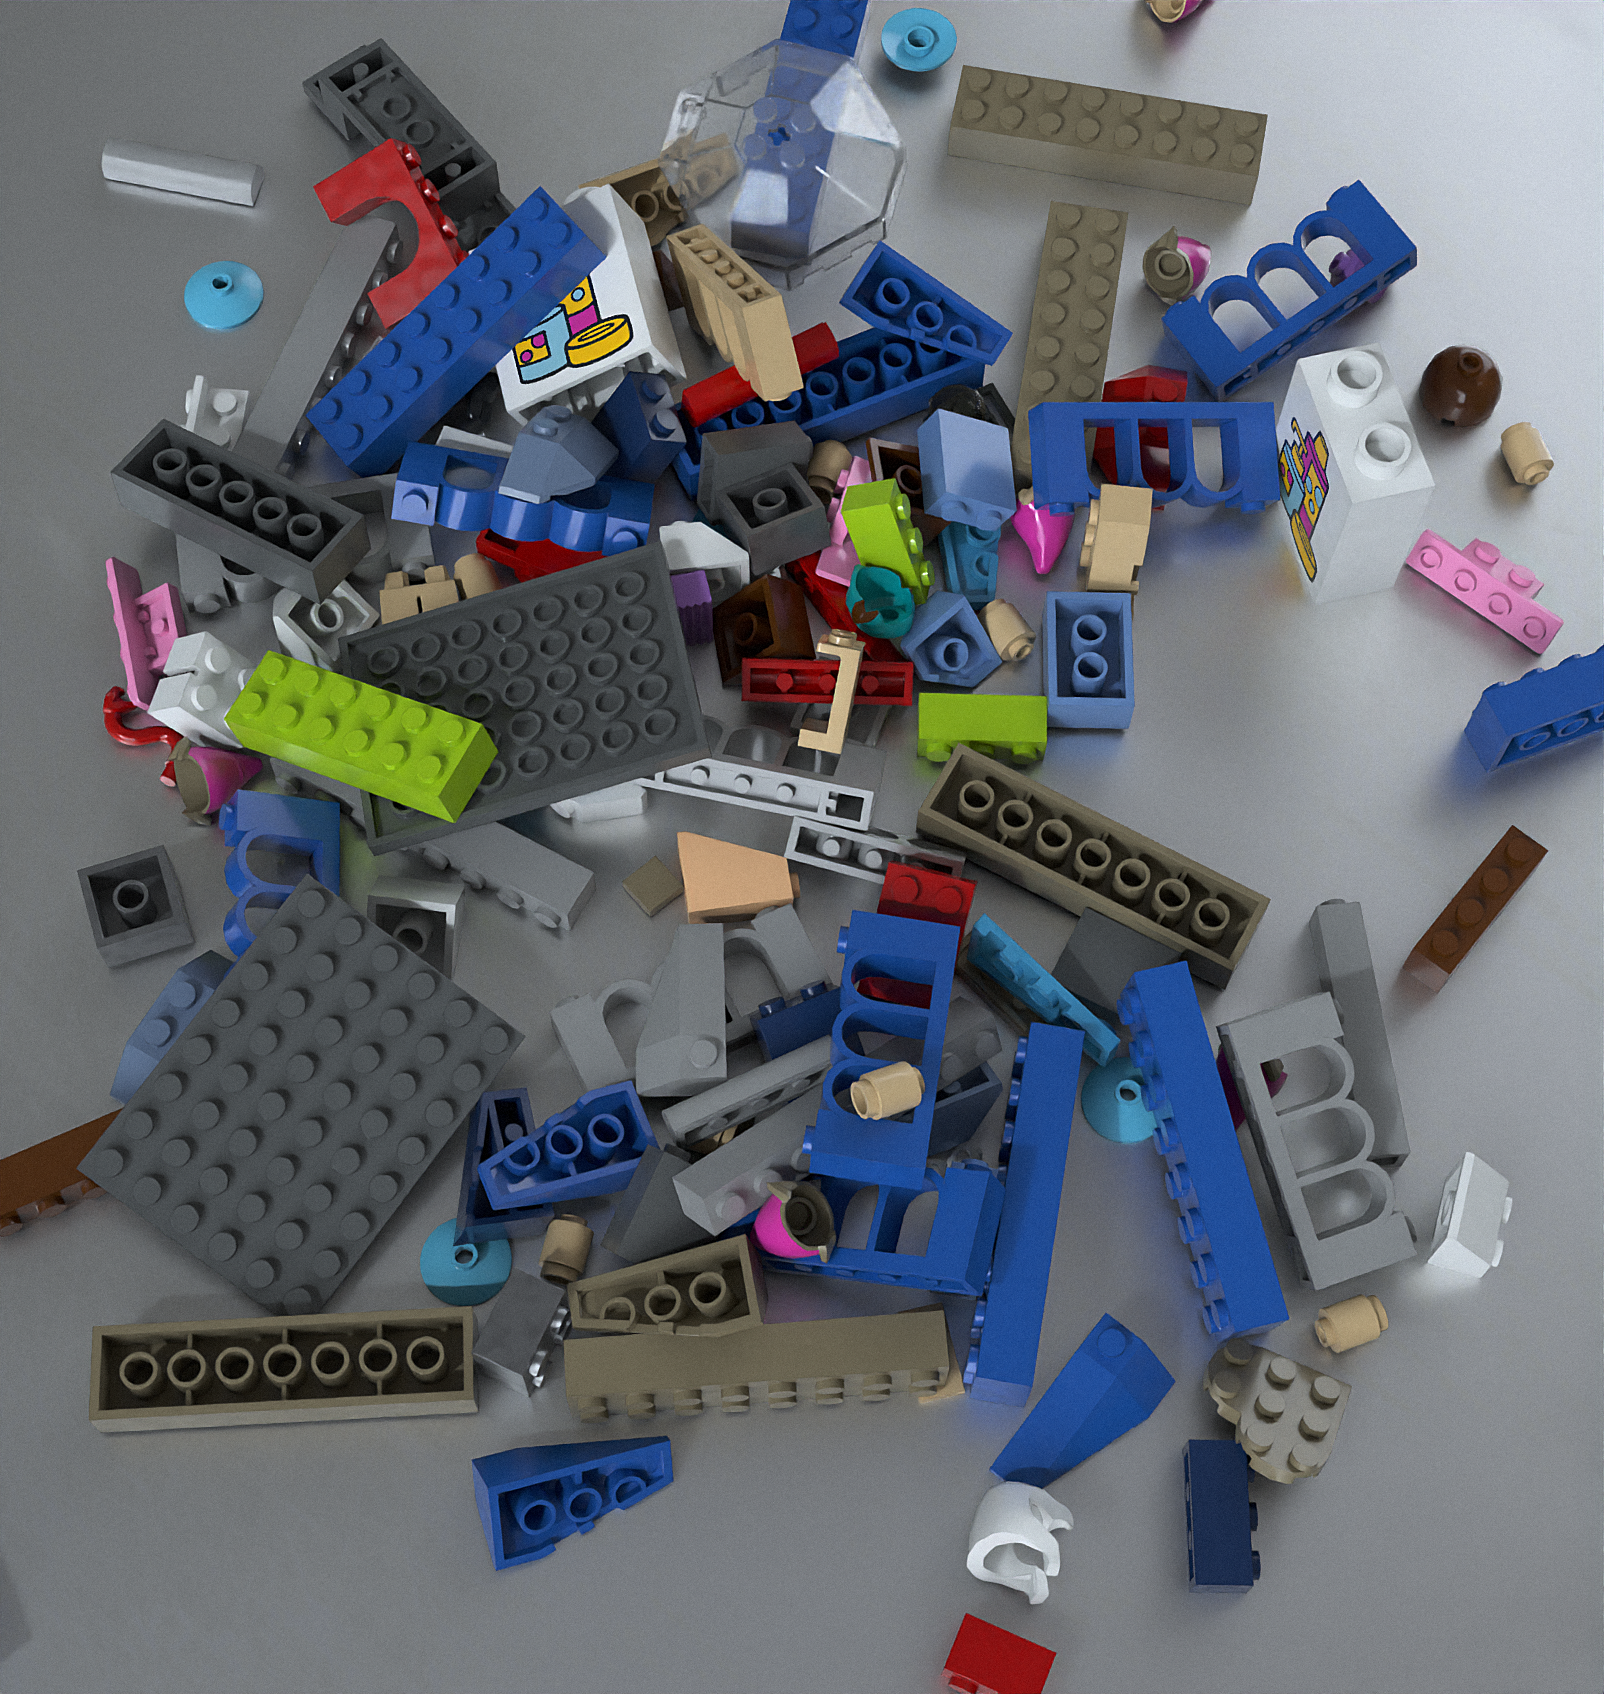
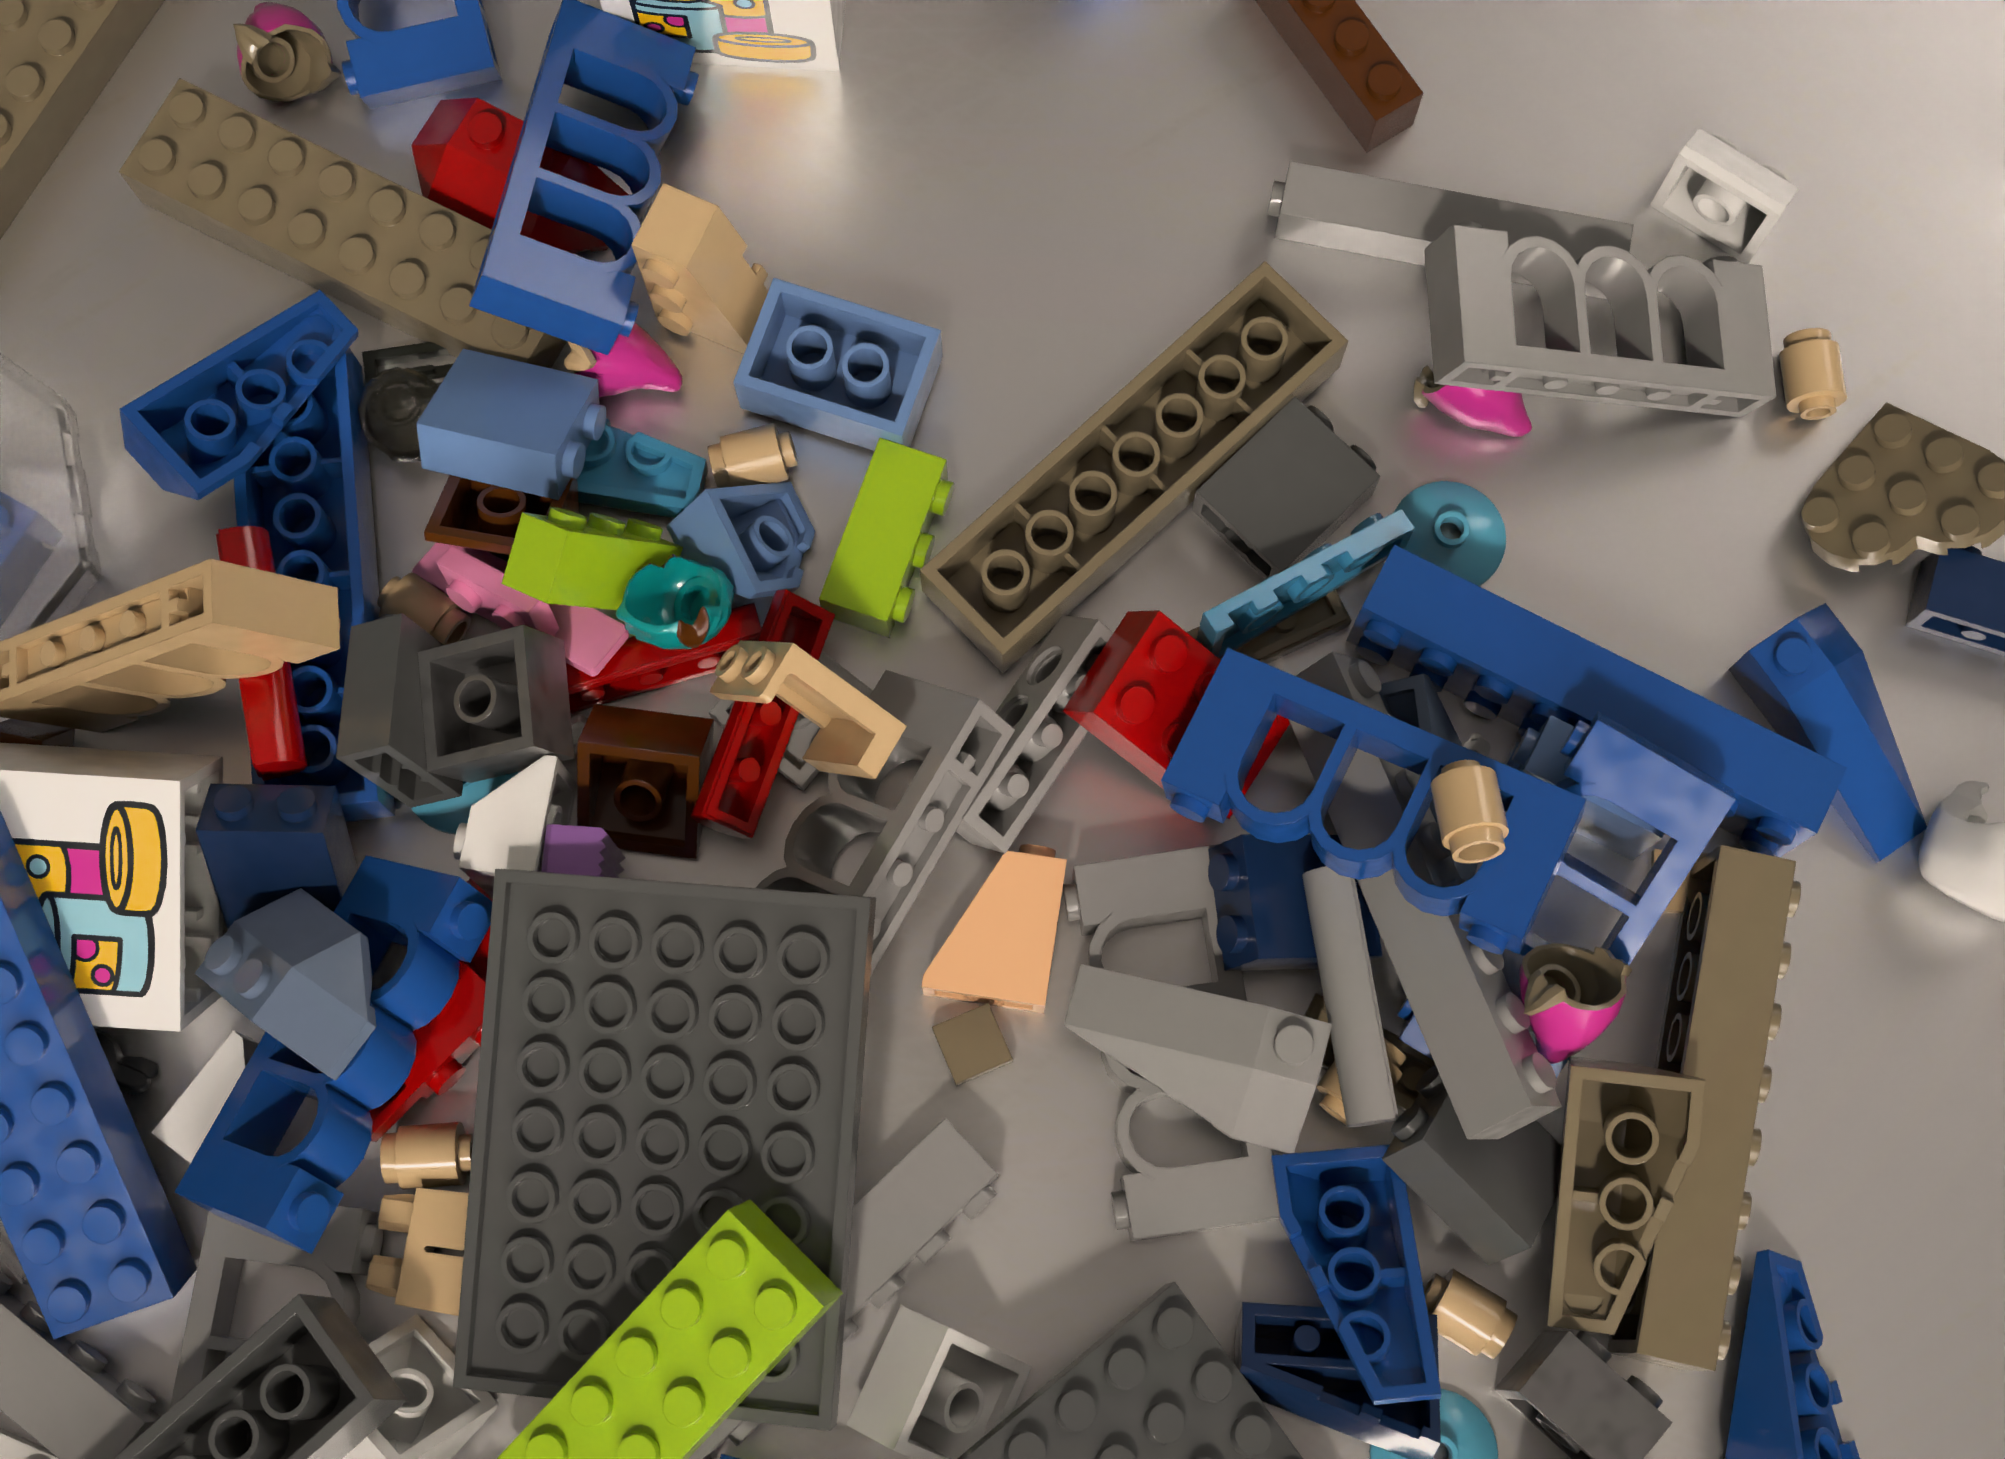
camera: 70 degrees left, 10 degrees up
(1201, 1154) = (1580, 462): blue brick -> none

